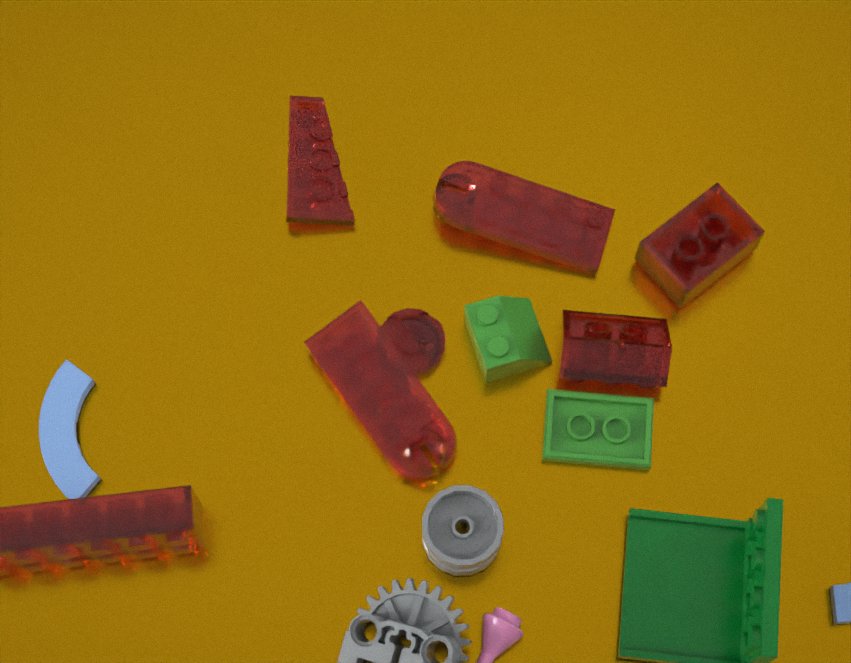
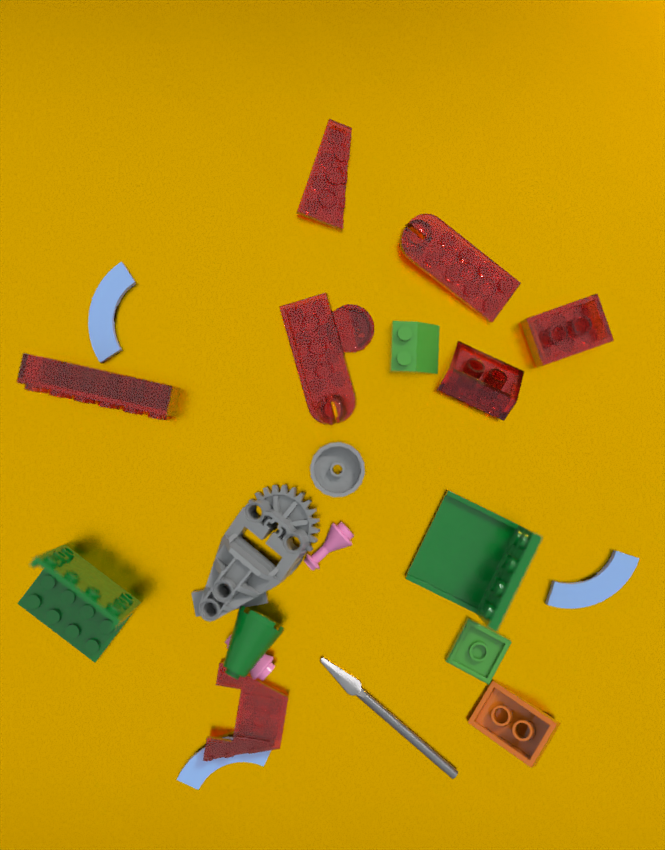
camera: 15 degrees right, 20 degrees up
(598, 429) = (449, 430): bright green tile -> none

